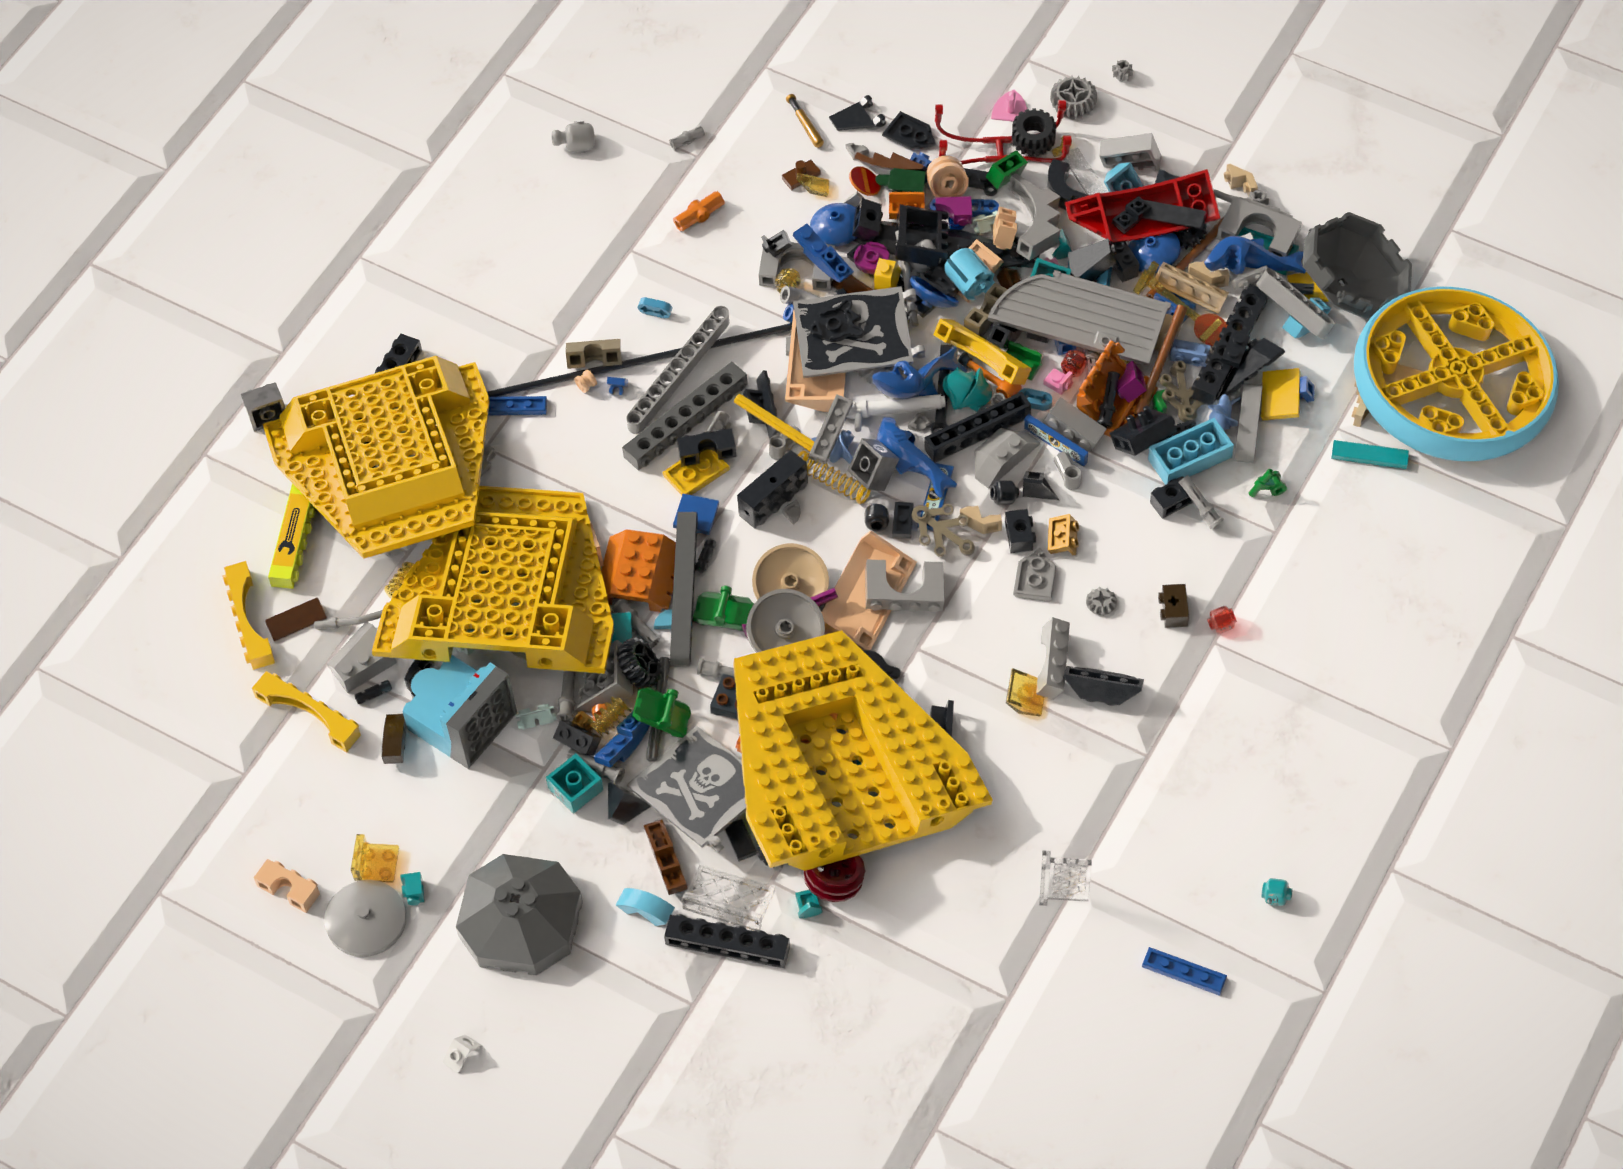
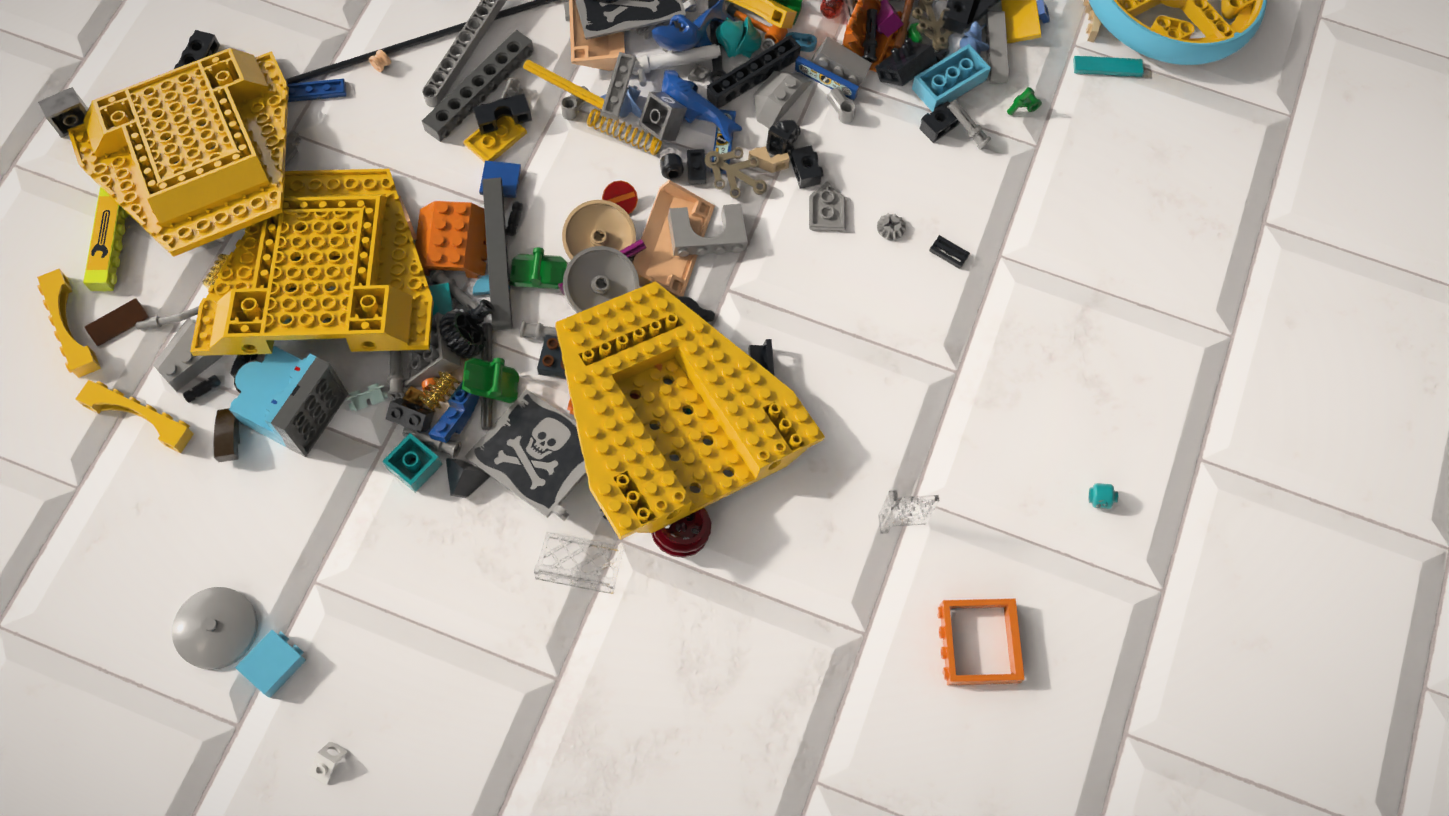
camera: 15 degrees left, 10 degrees up
(274, 876) = (145, 609): light nougat arch -> none
(374, 861) = (217, 566): clear yellow bracket -> none
(413, 888) = (261, 591): teal brick -> none
(417, 955) = (271, 663): none -> medium azure brick
(521, 934) = (386, 626): dark grey windscreen -> none
(580, 353) = (373, 33): dark tan arch -> none
(617, 383) = (409, 59): blue tile -> none
(646, 904) = (498, 582): medium azure brick -> none
(655, 645) = (486, 308): none -> black bush
(665, 857) = (512, 528): reddish brown slope -> none
(734, 949) = (531, 610): black brick -> none
(740, 840) = (584, 502): black tile -> none
(764, 398) = (551, 62): black bracket -> none
(772, 489) = (570, 148): black brick -> none
(792, 511) = (591, 168): light grey tile -> none
(807, 904) = (657, 560): teal tile -> none
(820, 541) = (621, 194): none -> red piece
(993, 502) = (779, 141): none -> black bracket
(1022, 694) = (836, 323): clear yellow slope -> none
(1037, 486) = (815, 123): black slope -> none
(1055, 638) = (859, 306): light grey arch -> none
(1059, 381) = (820, 23): bright pink bracket -> none
(1063, 534) = (846, 166): pearl gold bracket -> none
(1102, 685) = (908, 308): black wedge -> none
(1118, 1052) = (1013, 641): none -> orange window
(1161, 630) = (950, 249): none -> black tile
(1175, 605) = (959, 224): dark brown brick -> none
(1184, 971) = (1029, 585): blue tile -> none
(1222, 619) = (1005, 233): clear red head -> none

